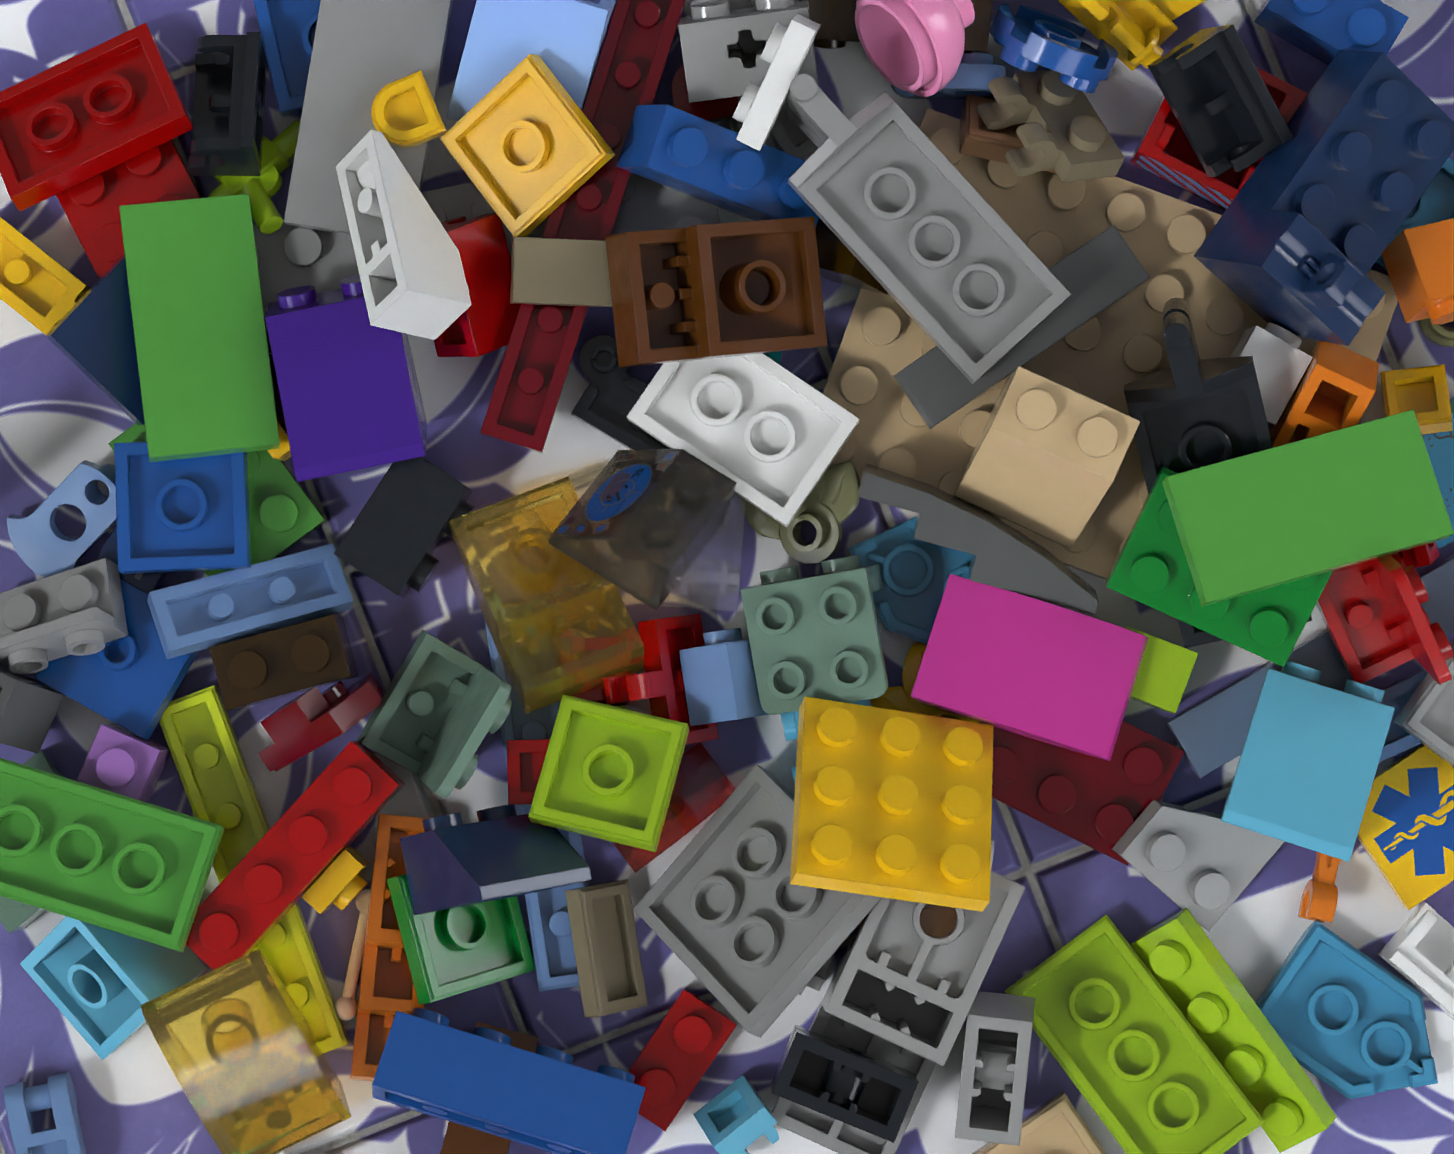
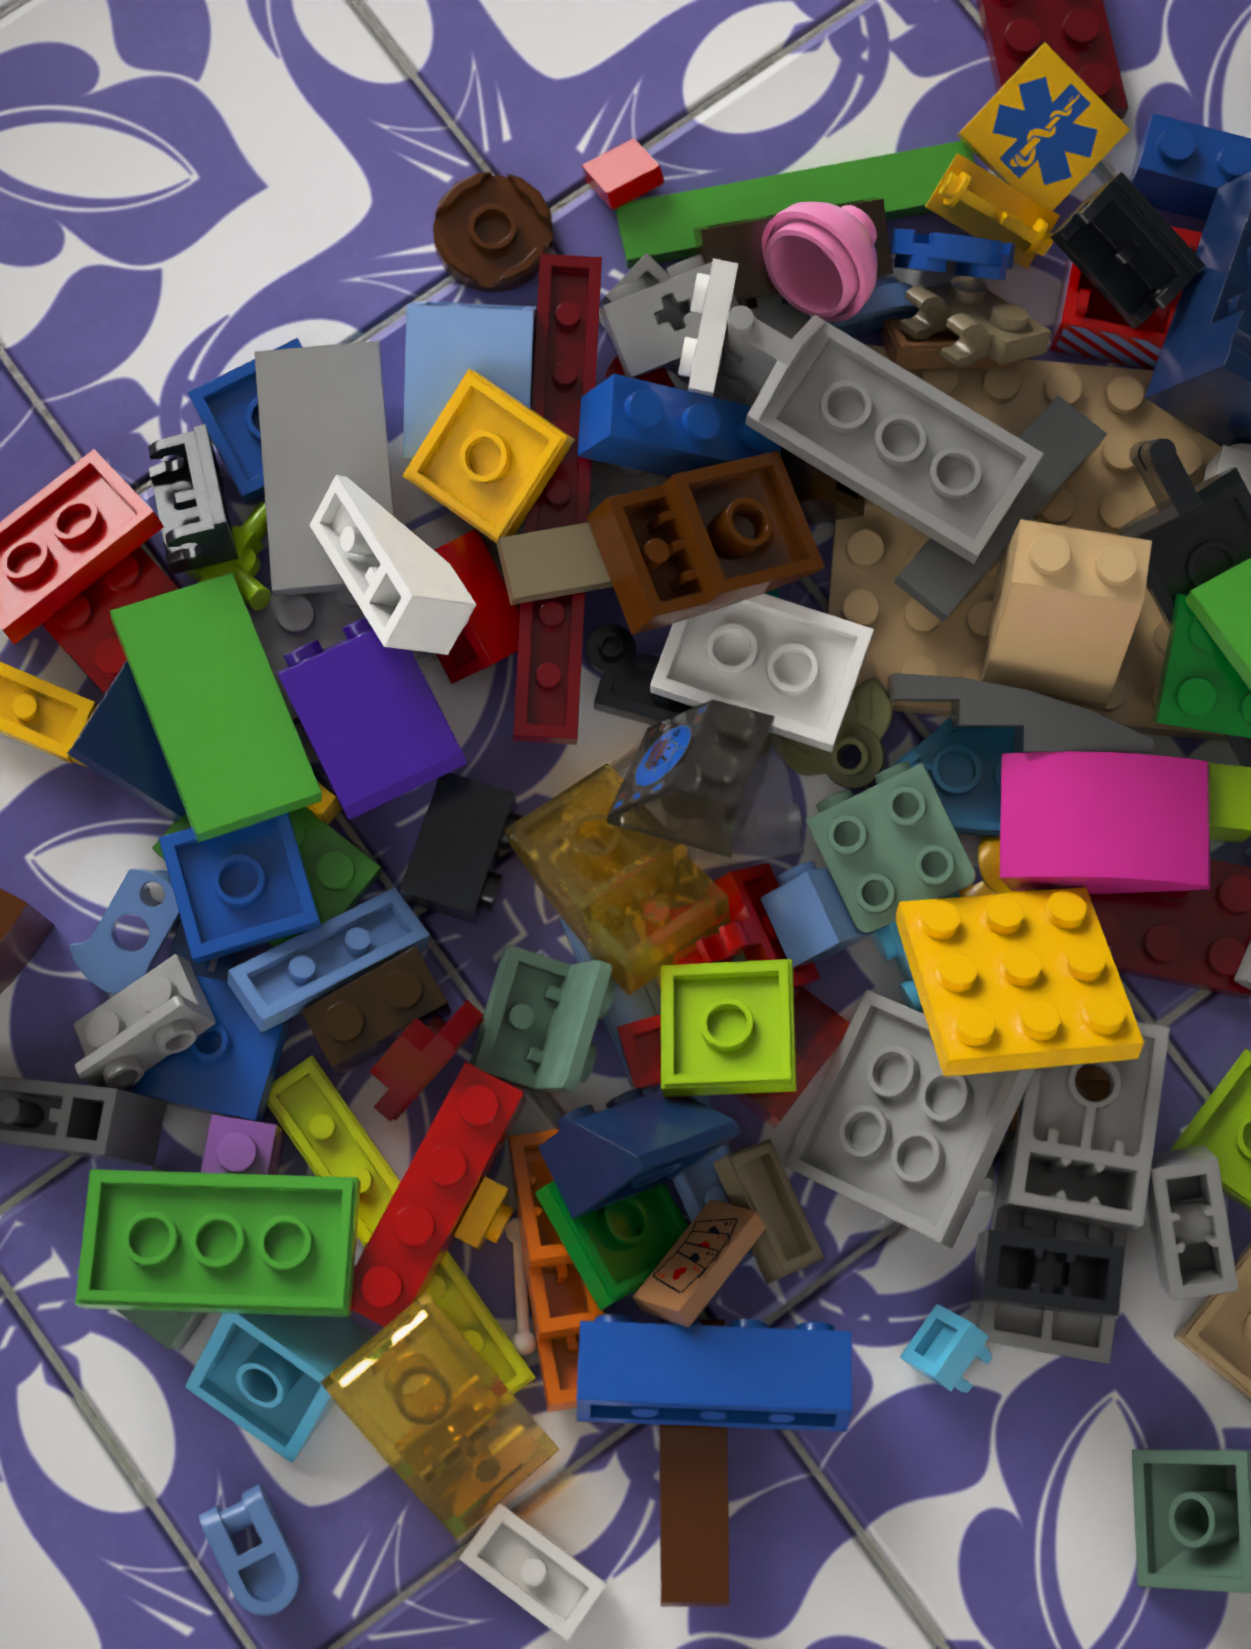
camera: 15 degrees left, 10 degrees down
(407, 112) = (366, 457): yellow tile -> none
(524, 984) = (699, 1262): none -> medium nougat tile
(678, 1056) = (870, 1299): red plate -> none

